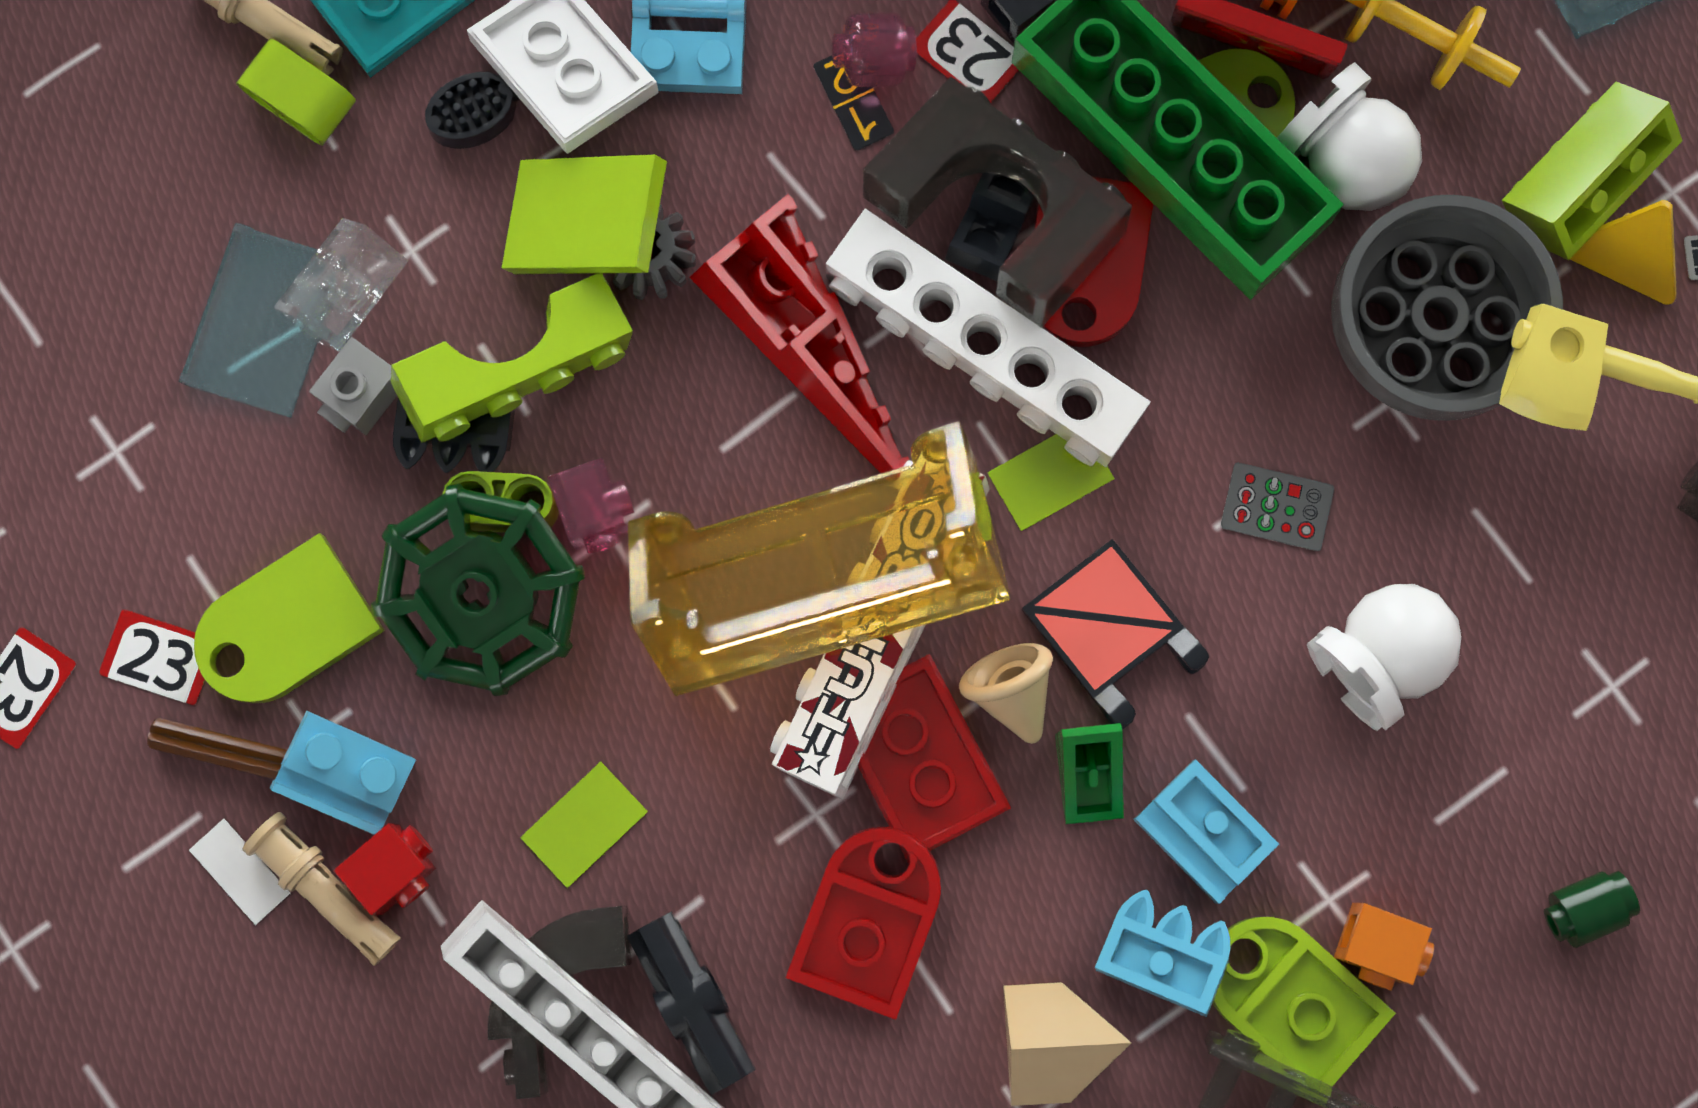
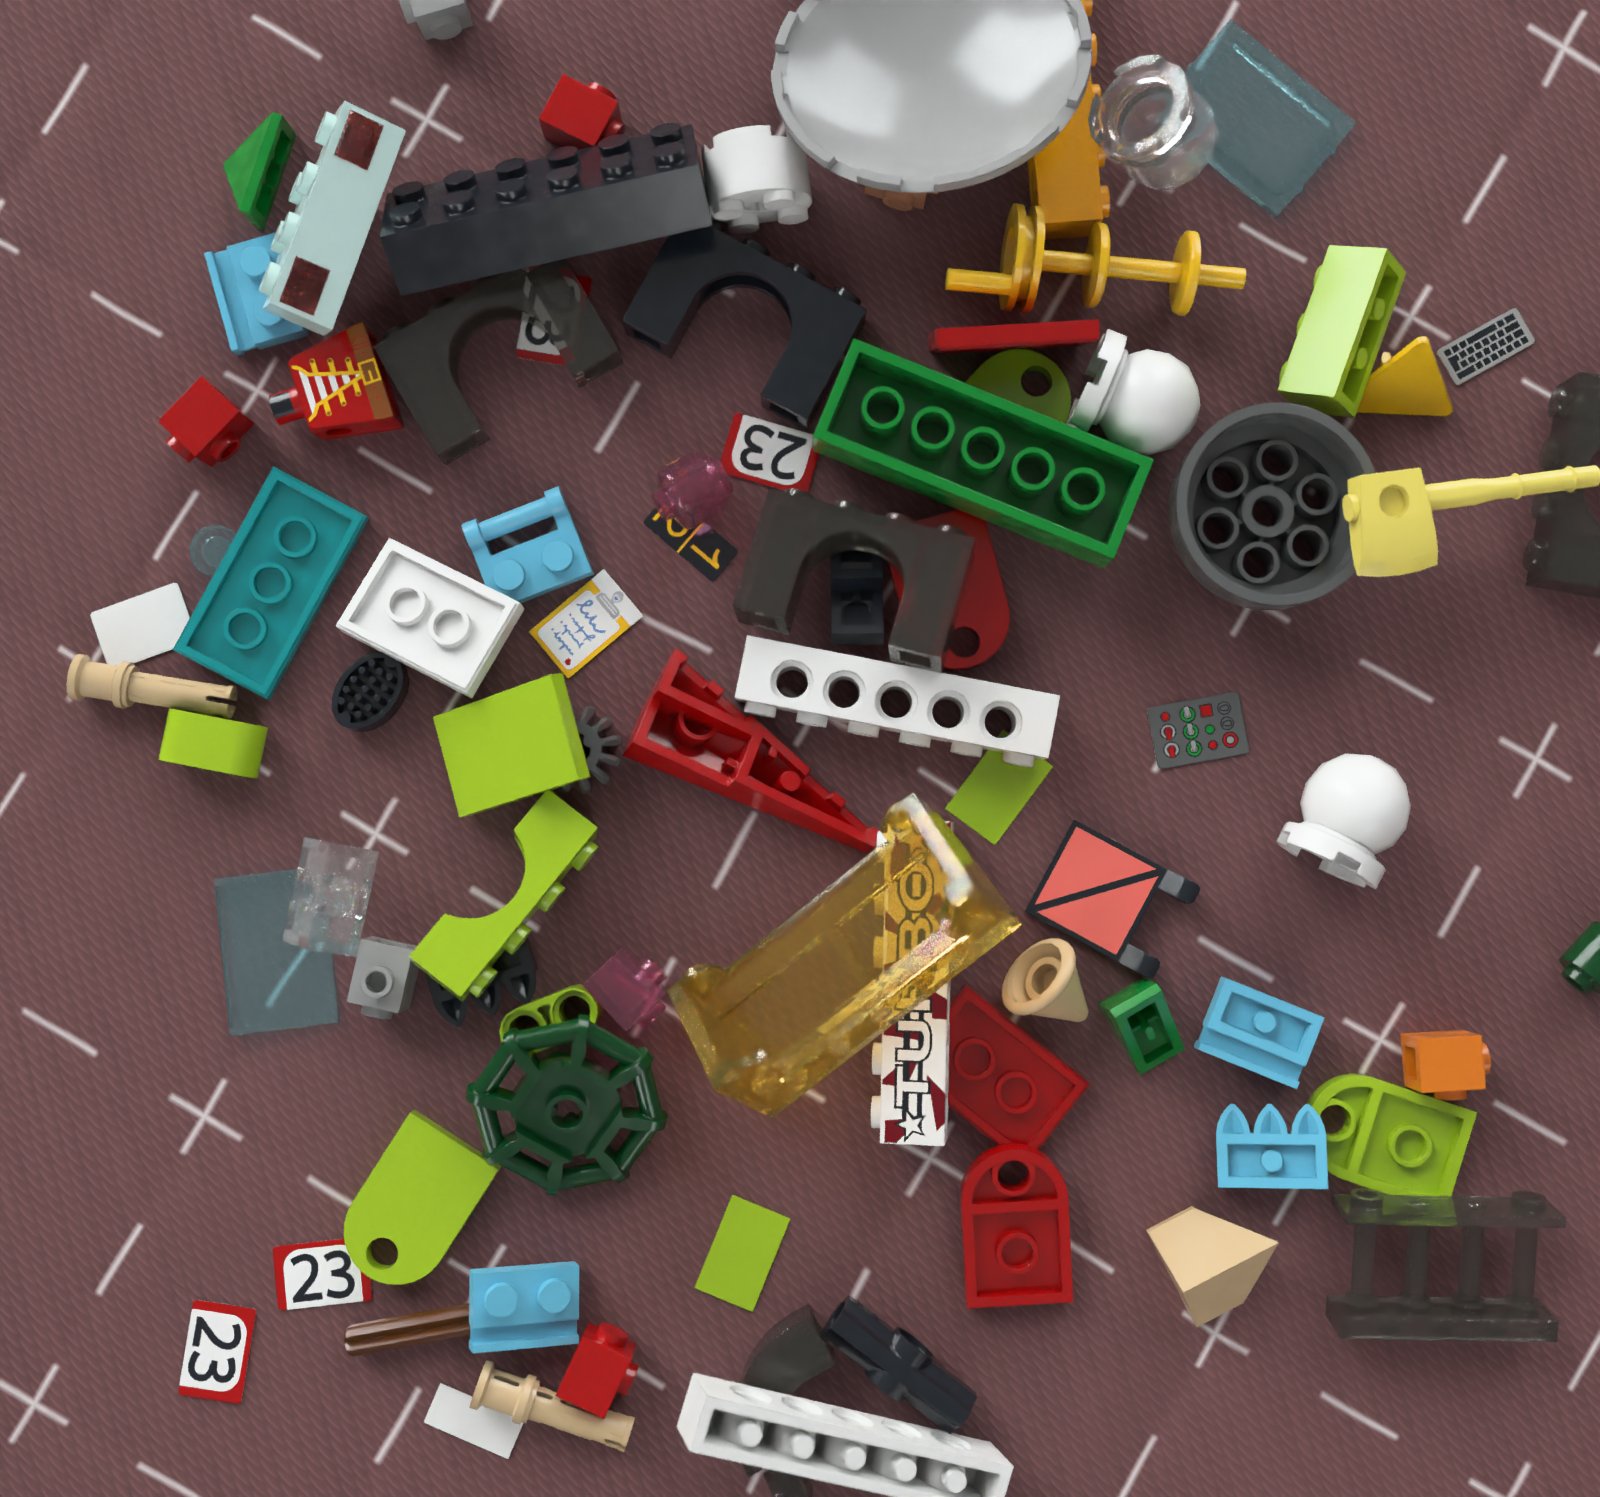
camera: 25 degrees left, 5 degrees up
(712, 137) = (586, 623): none -> white sticker

